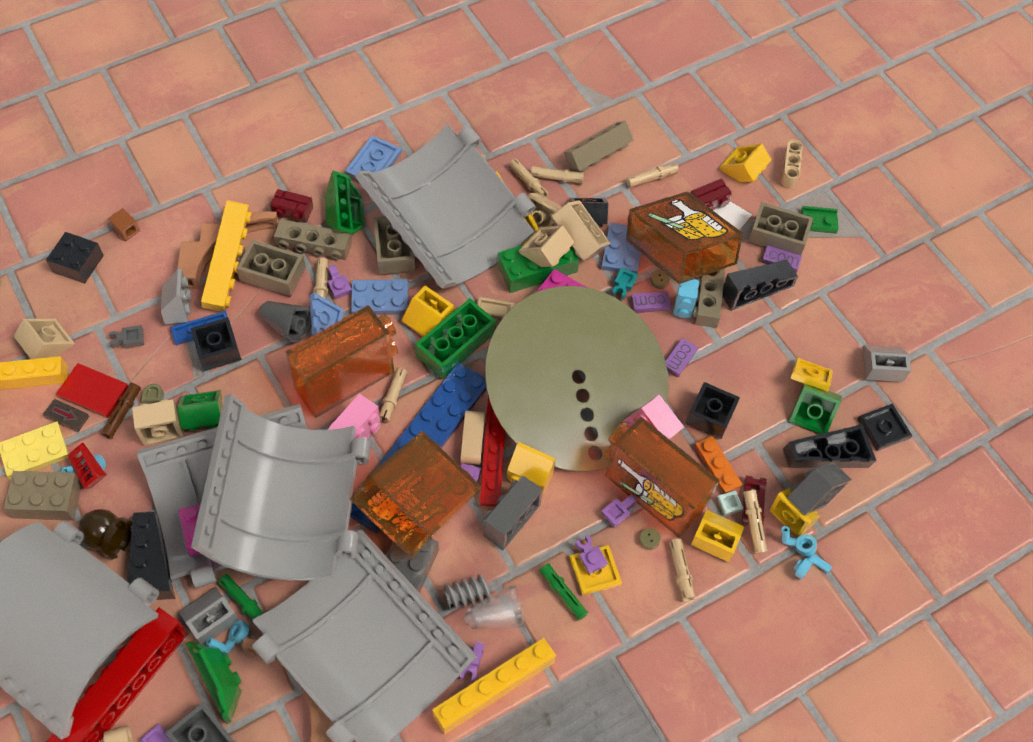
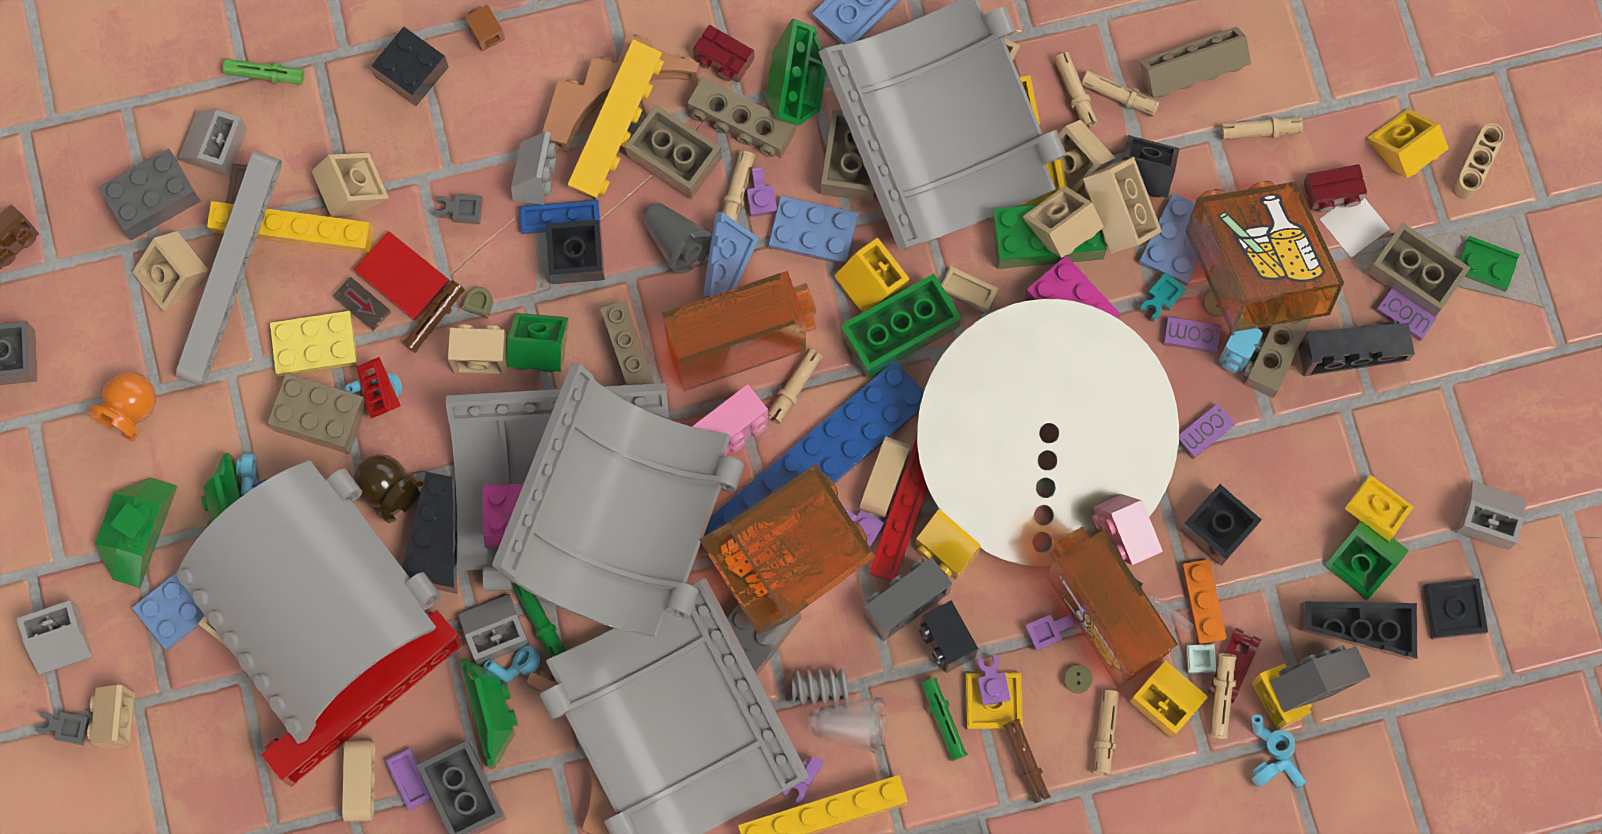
camera: 20 degrees right, 15 degrees up
(263, 390) = (626, 344): none -> dark tan brick
(550, 530) = (948, 637): none -> black brick
(639, 612) = (1026, 760): none -> reddish brown pin

